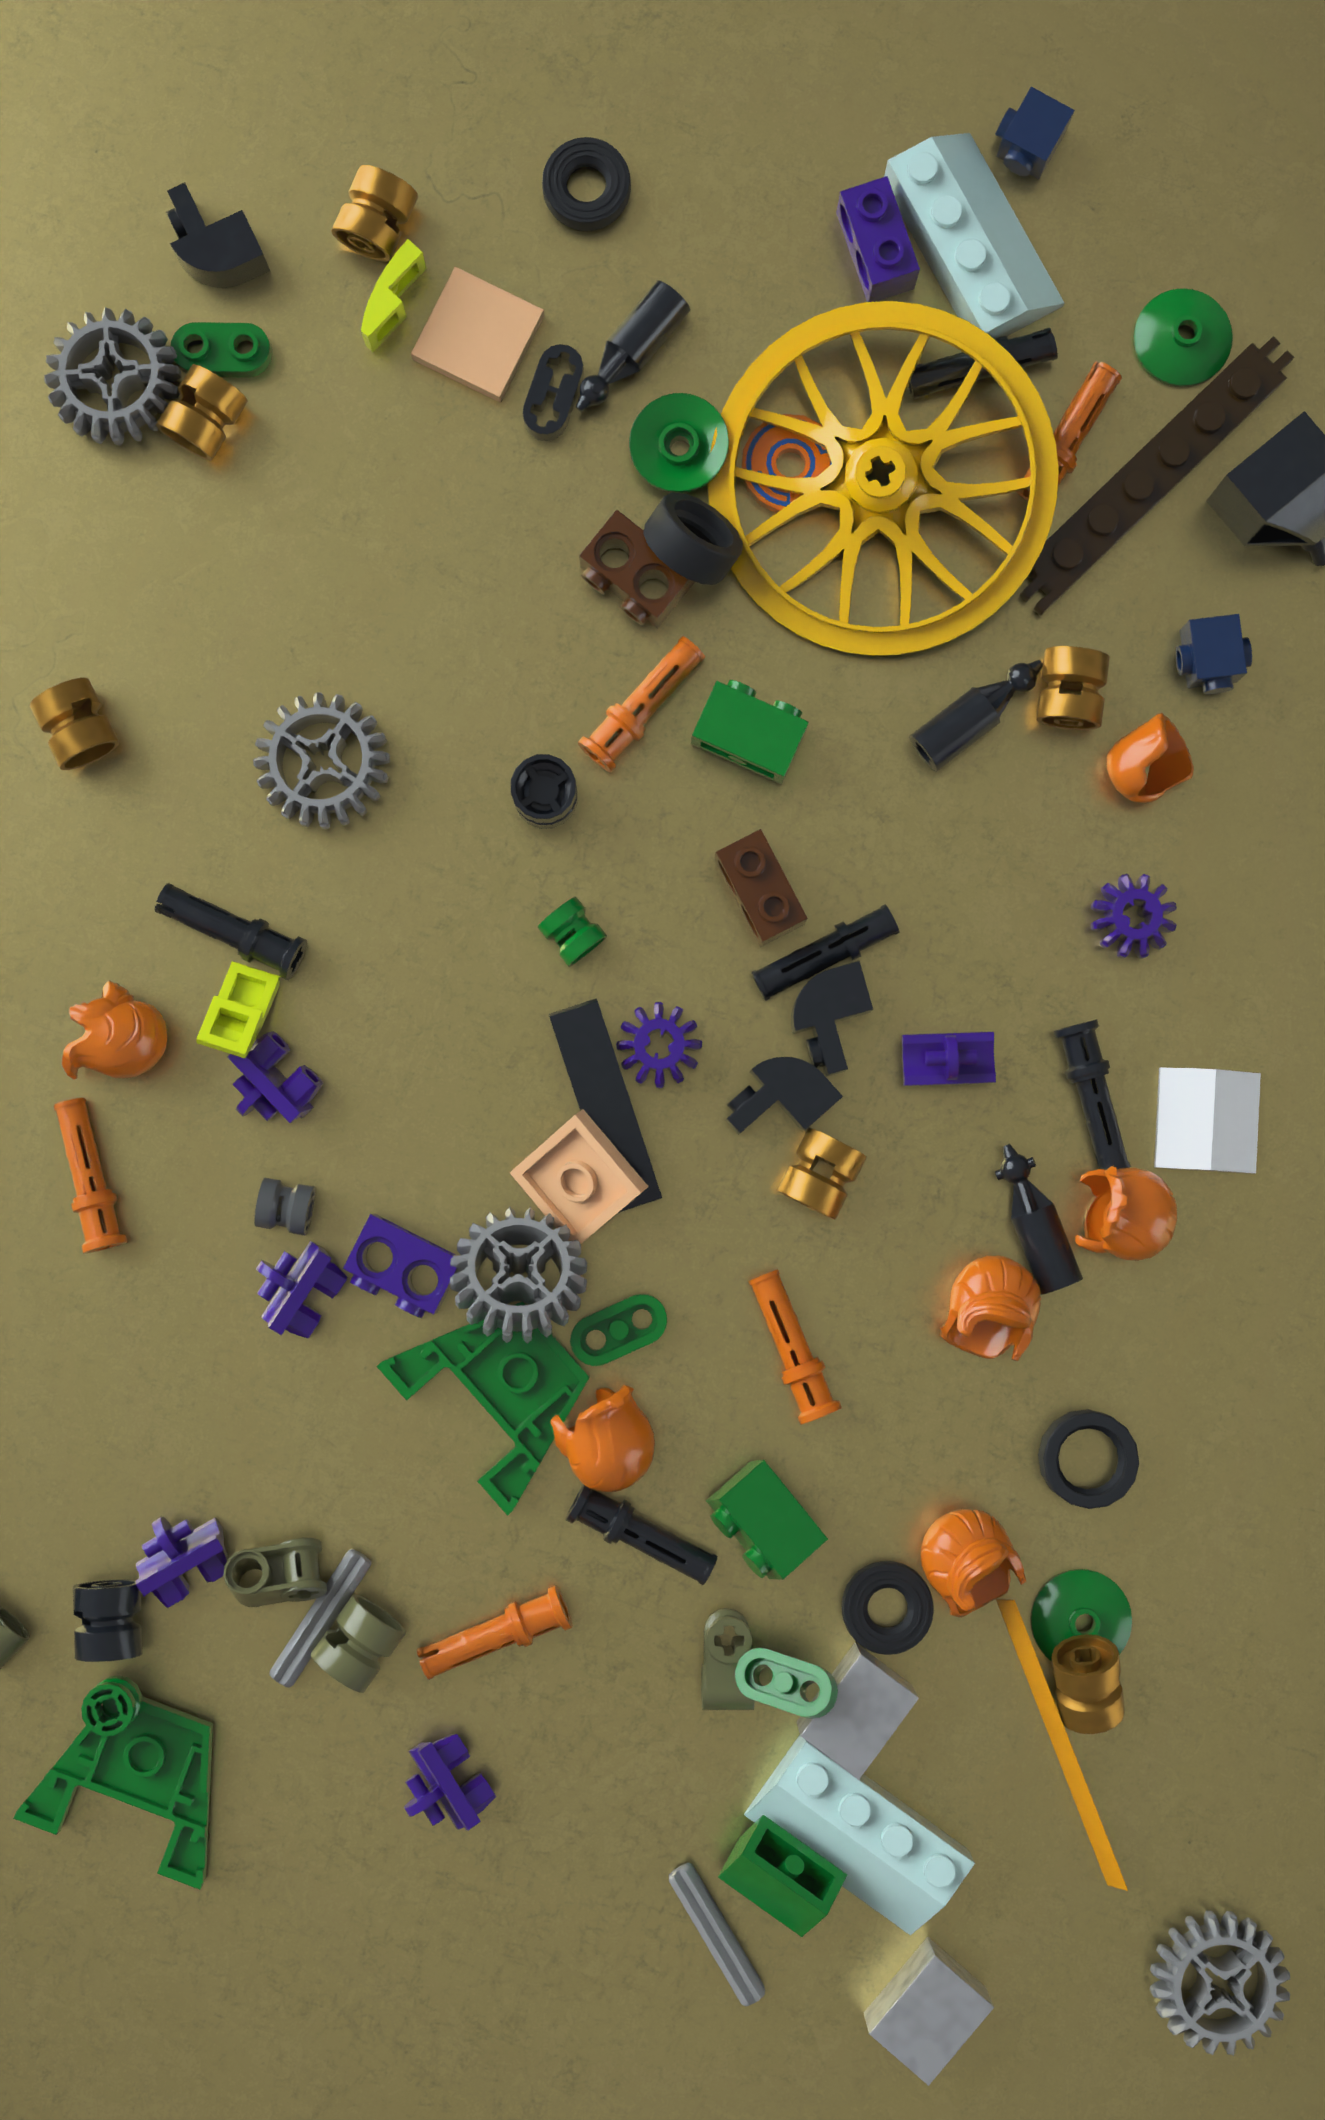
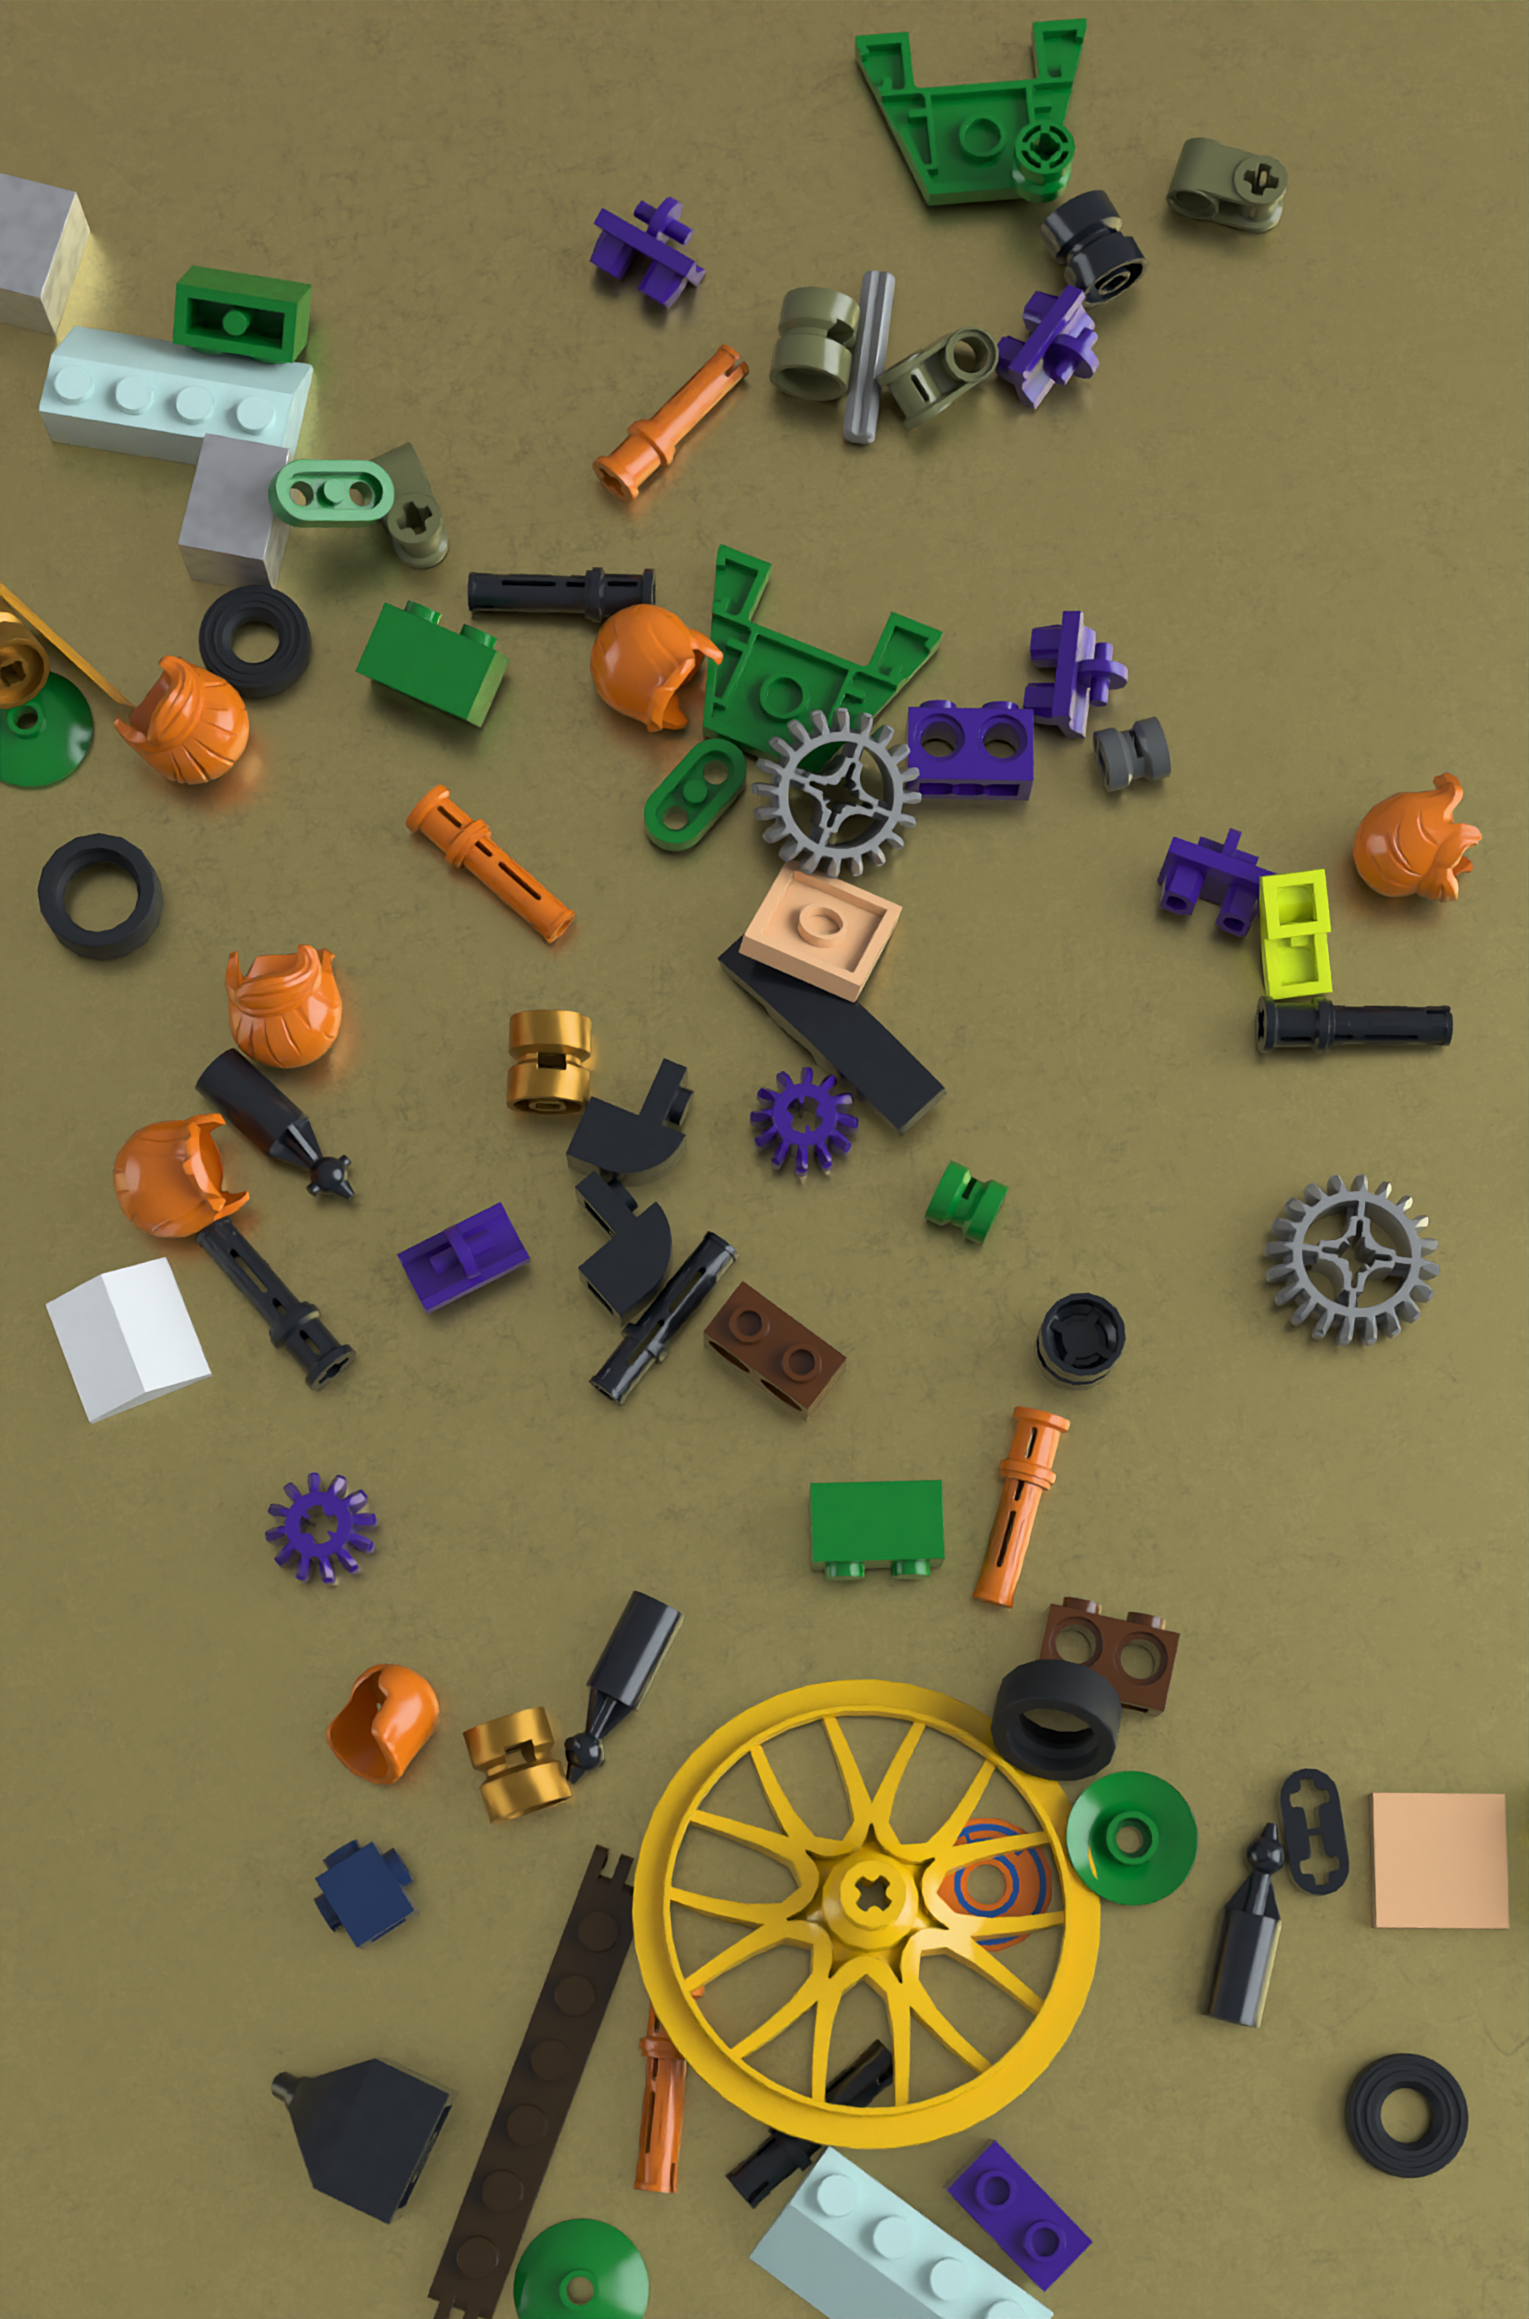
camera: 155 degrees right, 10 degrees down
(93, 1199) = (1416, 744): orange pin -> none
(717, 1934) = (285, 235): light grey axle -> none

